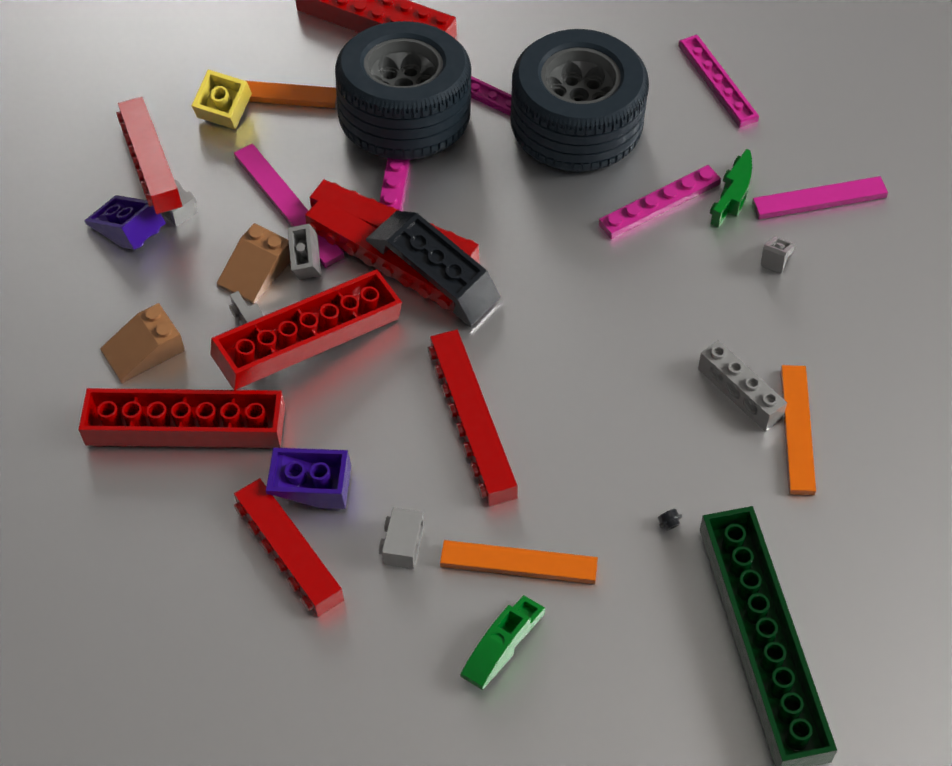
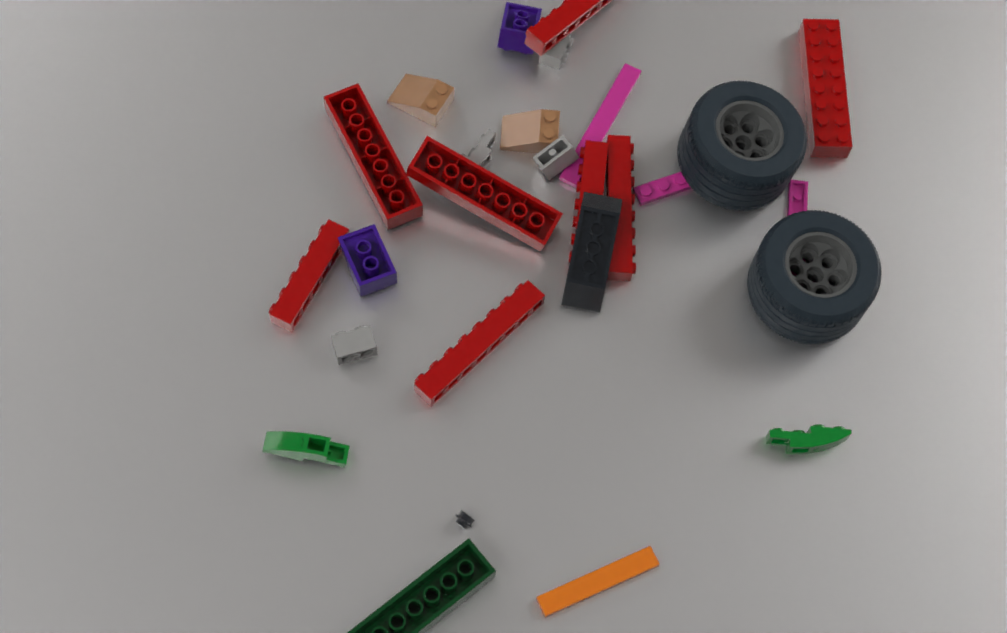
camera: 55 degrees right, 10 degrees up
(221, 99) = (664, 27): light yellow brick -> none
(293, 94) = (697, 51): orange tile -> none
(519, 562) = (377, 432): orange tile -> none
(659, 201) = (764, 388): dark pink plate -> none
(718, 81) = (924, 379): dark pink tile -> none
(742, 385) = (611, 522): light grey brick -> none
(776, 253) = (761, 497): light grey slope -> none
(819, 197) = (843, 511): dark pink tile -> none

